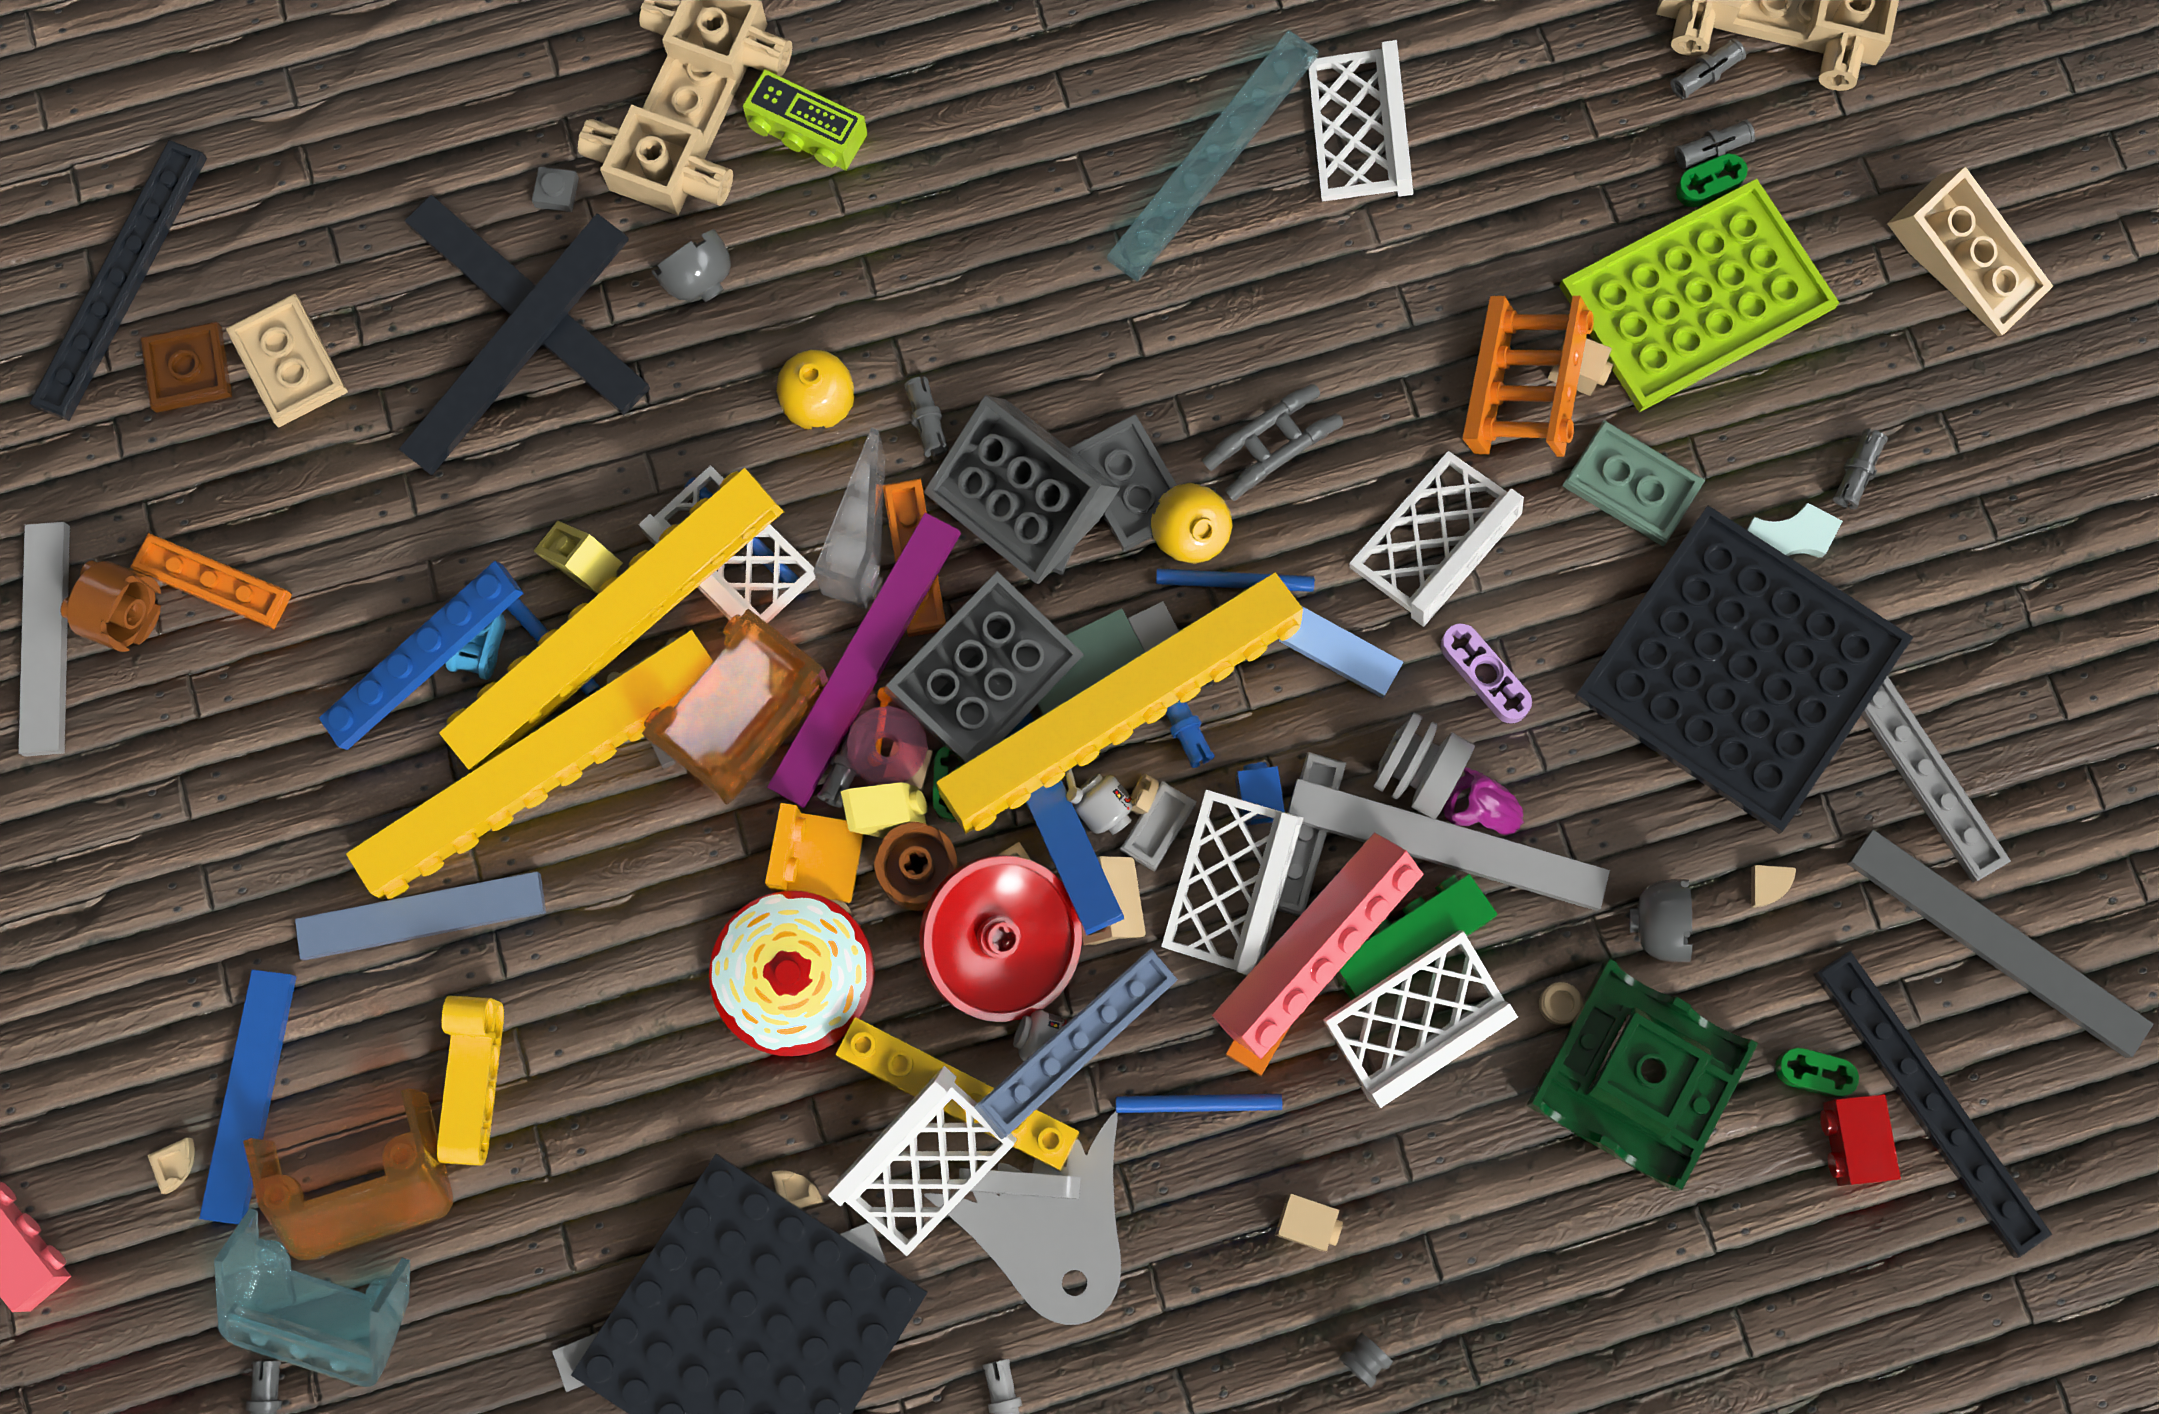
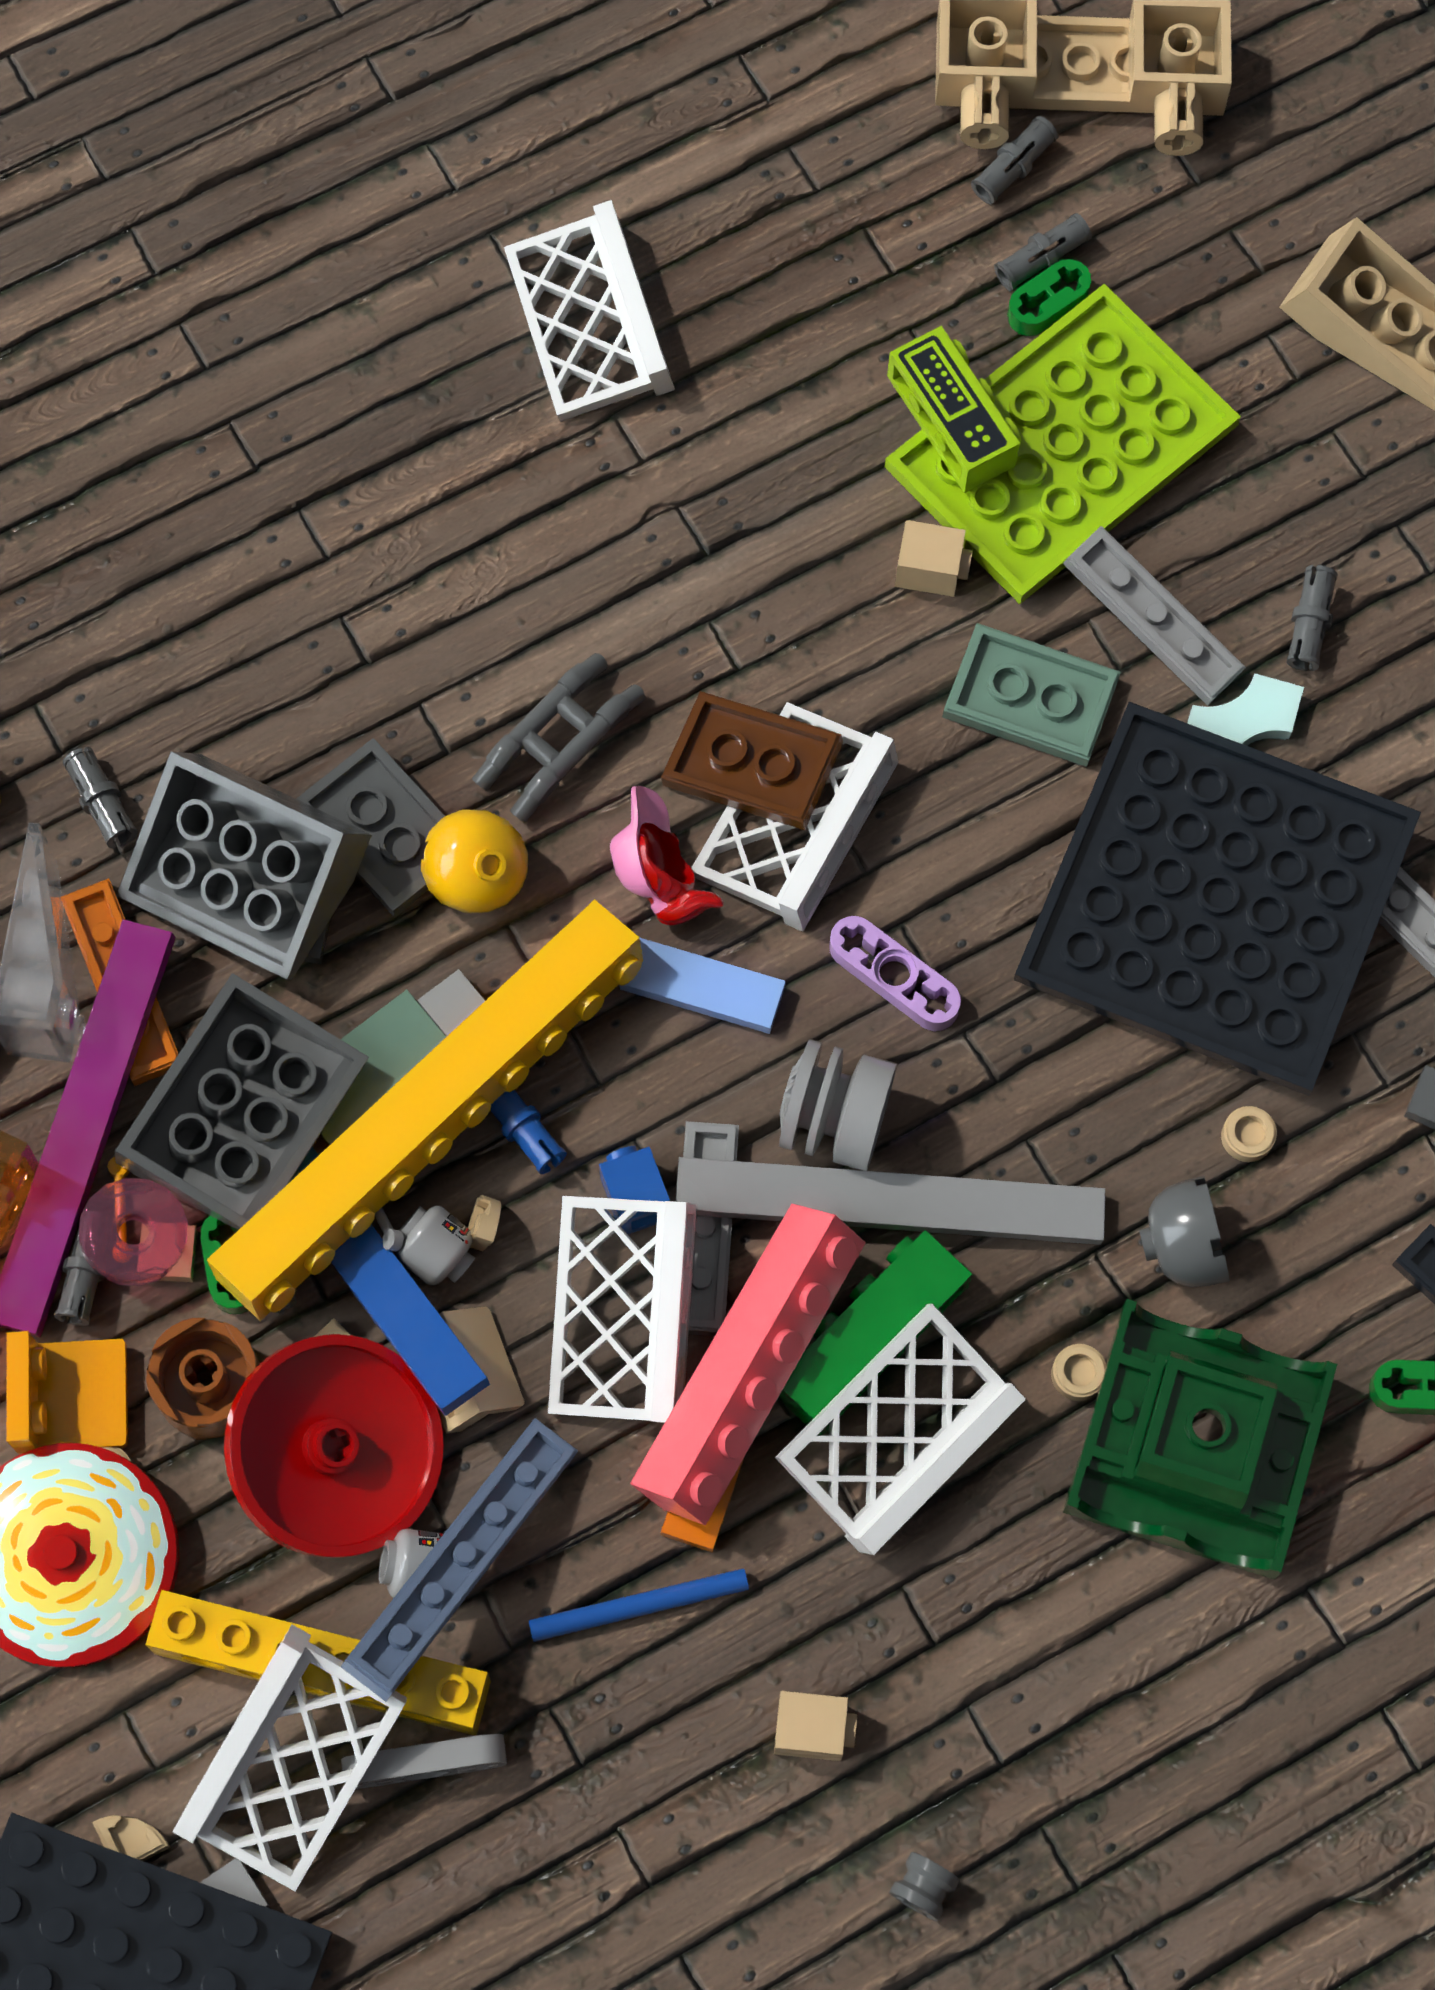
camera: 15 degrees left, 5 degrees down
(883, 807) = (141, 1310): light yellow slope -> none
(1046, 1237) = (475, 1825): light grey piece -> none
(1159, 827) = (512, 1260): light grey tile -> none
(1212, 156) = (405, 392): clear light blue tile -> none
(1229, 579) = (536, 924): blue bar -> none
(1322, 553) = (651, 863): none -> hair
(1413, 490) = (752, 760): none -> reddish brown tile
(1488, 804) = (929, 1137): magenta piece -> none
(1496, 356) = (823, 571): orange fence -> none
(1623, 253) = (954, 408): none -> lime brick
(1726, 852) = (1248, 1134): none -> tan tile
(1740, 442) = (1154, 615): none -> light grey tile
(1770, 883) = (1311, 1161): tan tile -> none

